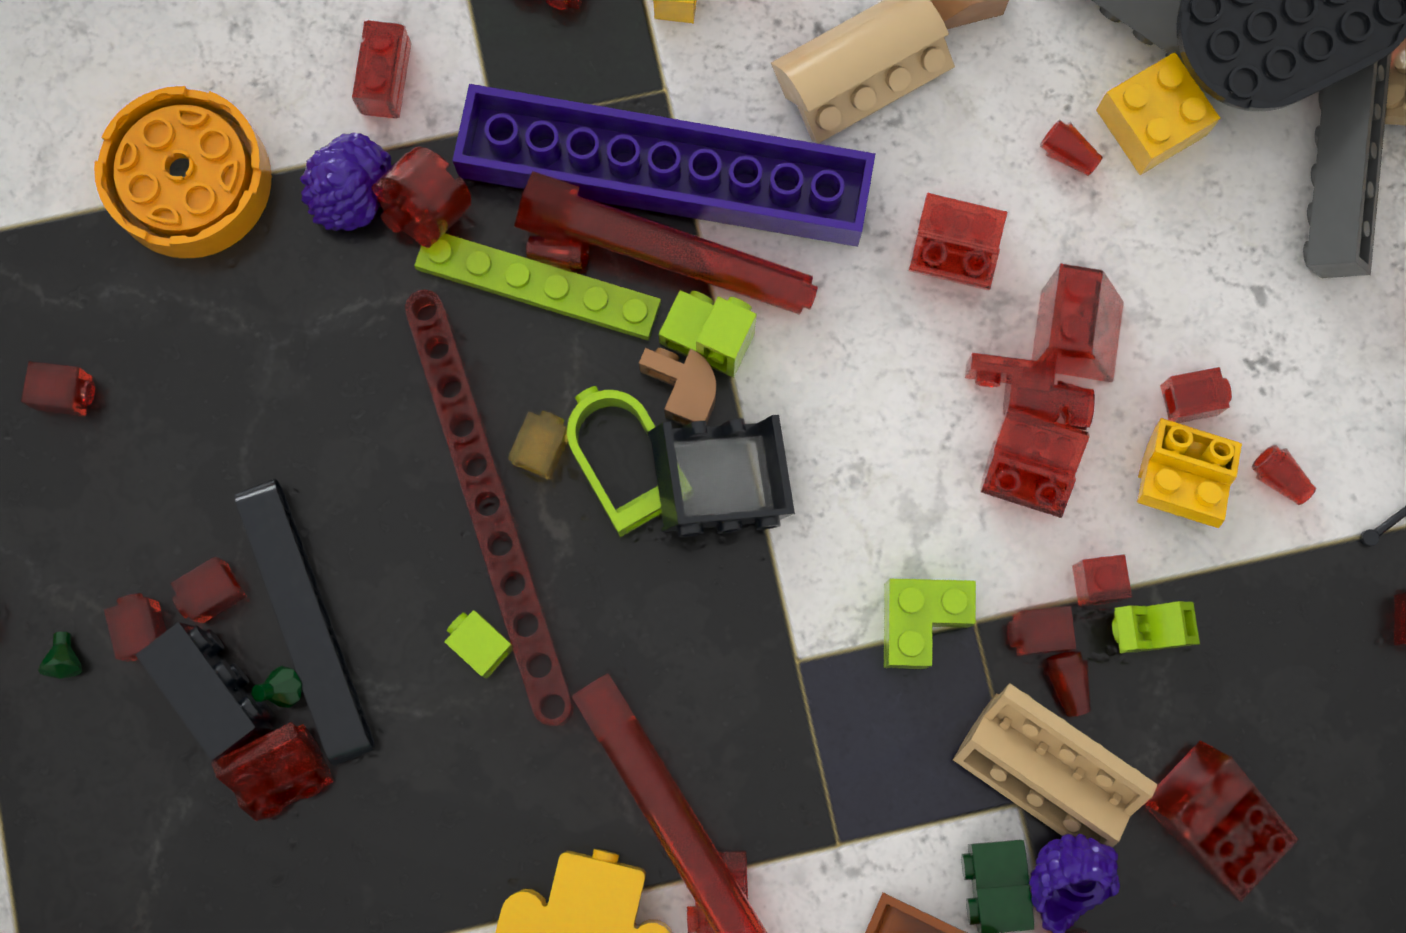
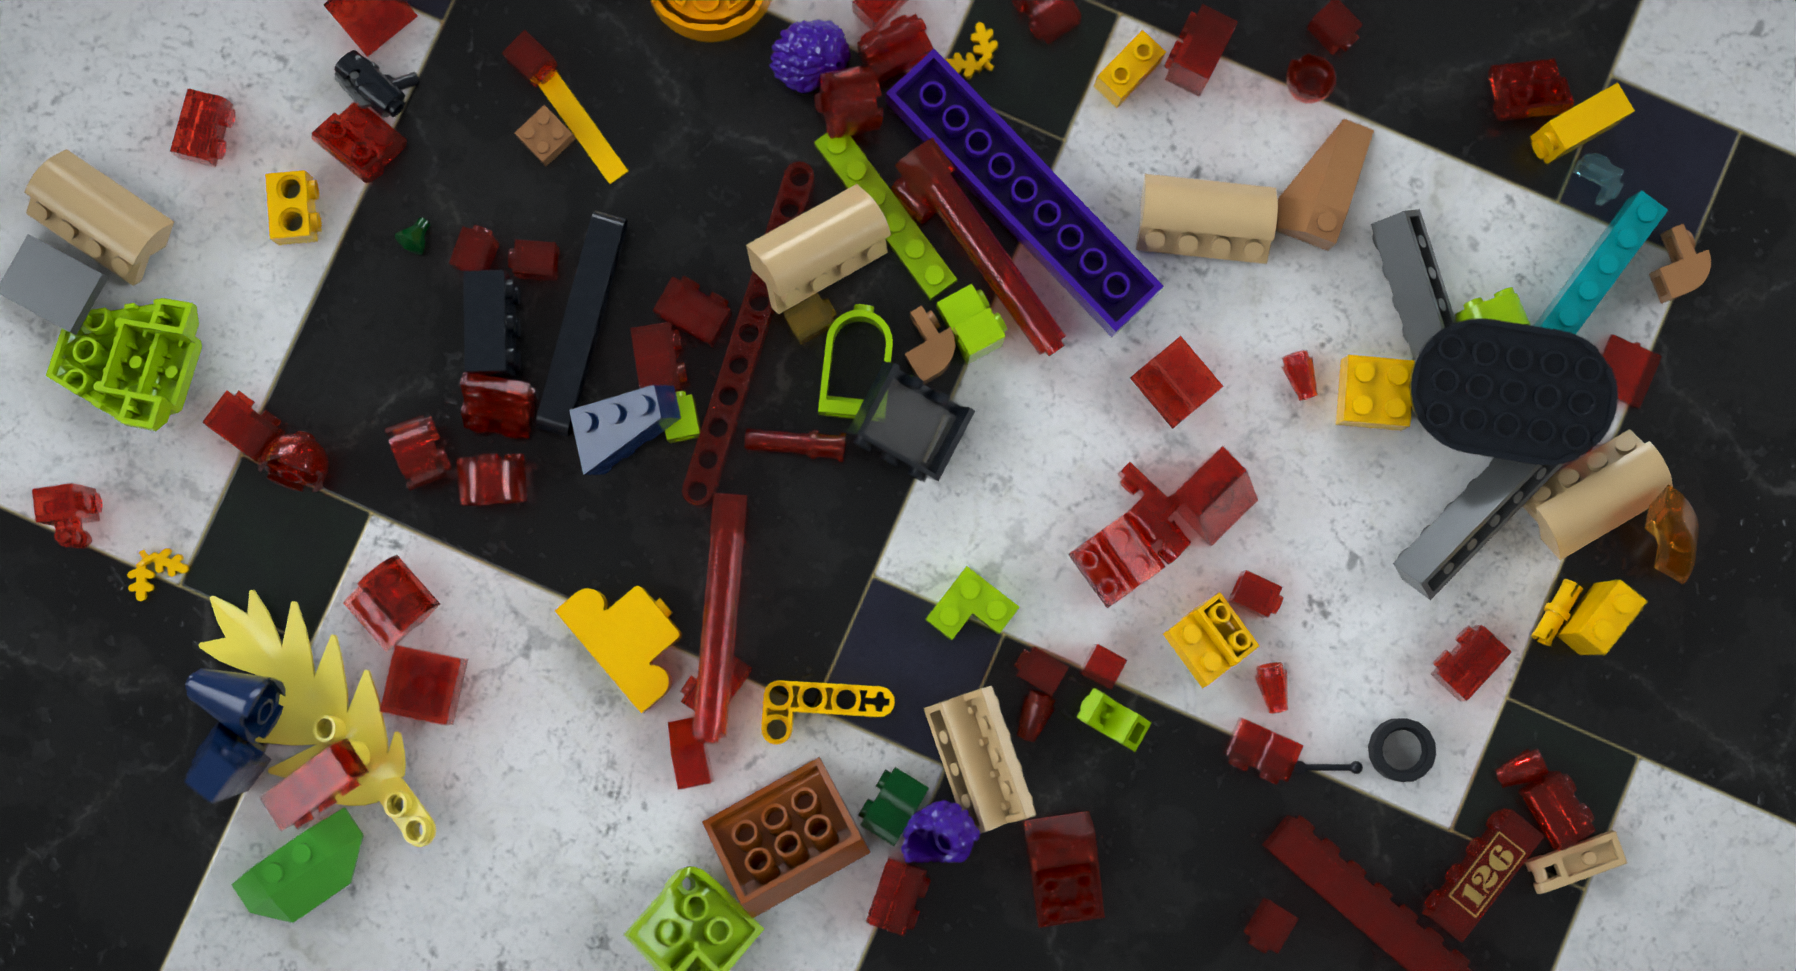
camera: 30 degrees right, 5 degrees up
(128, 455) = (545, 135): none -> medium nougat piece
(165, 421) = (583, 128): none -> yellow sticker
(222, 884) = (417, 452): none -> clear red brick
(280, 688) = (537, 356): dark green rock -> none
(324, 855) = (491, 479): none -> clear red brick
(411, 600) = (657, 356): none -> clear red brick
(412, 523) = (692, 310): none -> clear red brick
(421, 695) = (621, 424): none -> wedge
(429, 113) = (894, 48): none -> clear red brick
(497, 363) = (819, 247): none -> tan brick
(520, 56) = (984, 49): none -> yellow animal
(635, 572) = (812, 444): none -> clear red pin
(852, 832) = (828, 705): none -> yellow beam
(1324, 546) = (1263, 750): none -> clear red brick

